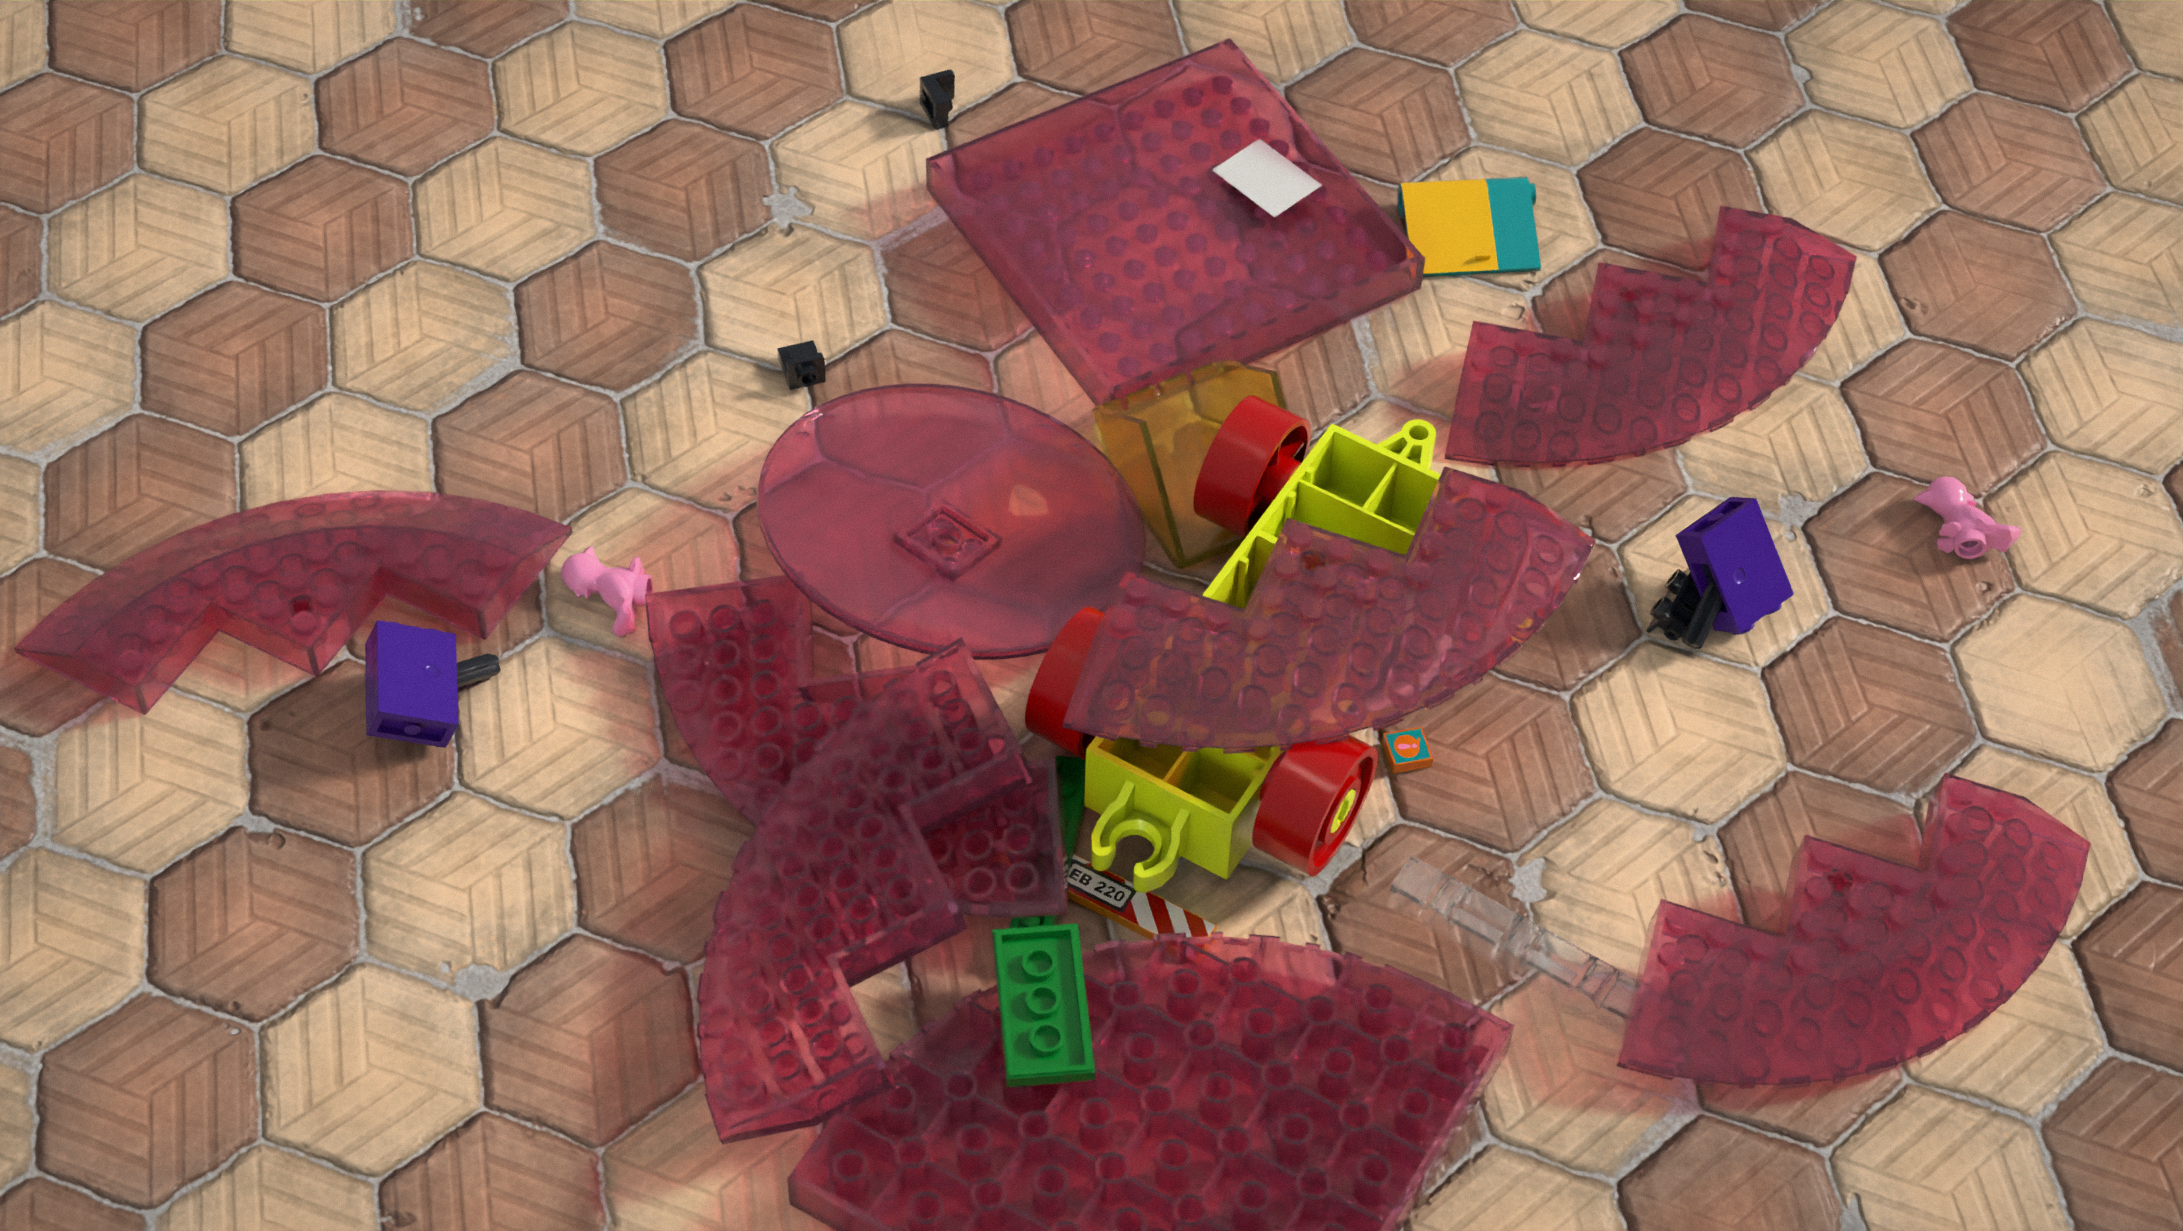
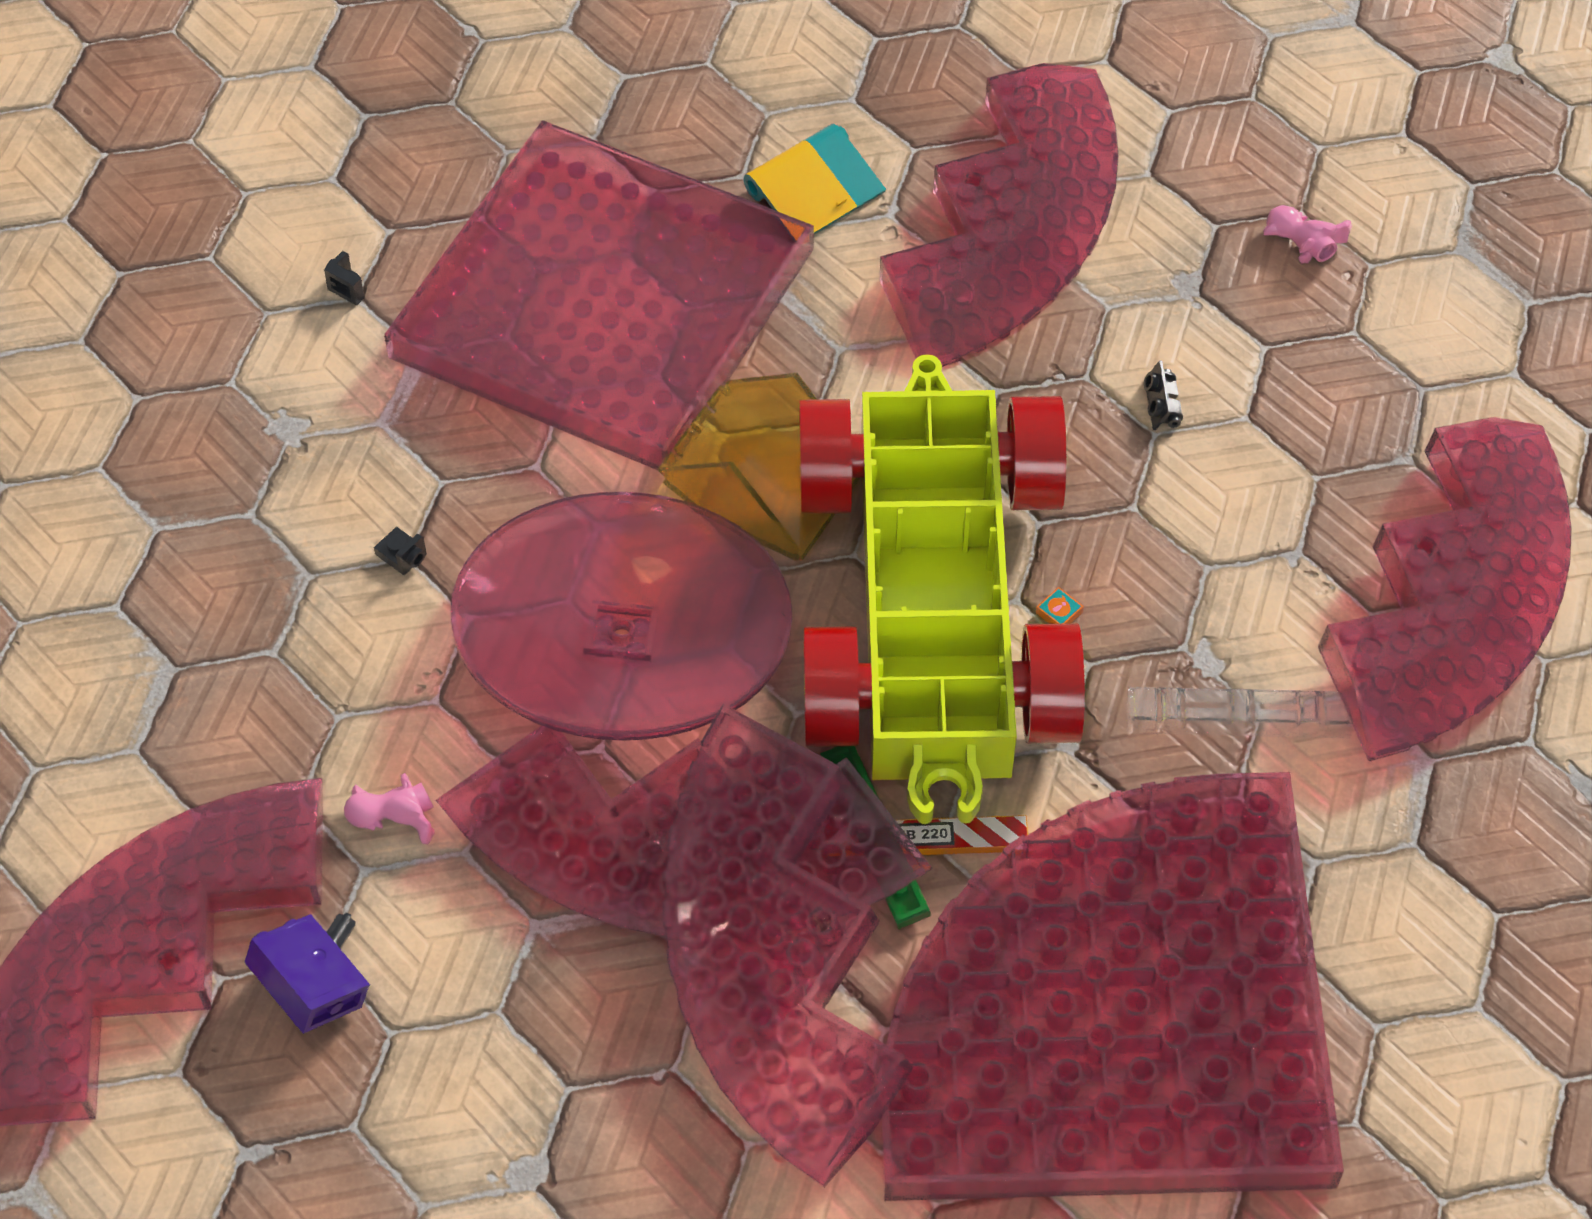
camera: 30 degrees left, 5 degrees up
(1043, 1005) = (968, 946): green tile -> none
(1267, 178) = (645, 219): white sticker -> none
(1332, 629) = (1004, 554): clear pink brick -> none
(1732, 569) = (1192, 353): dark purple piece -> none

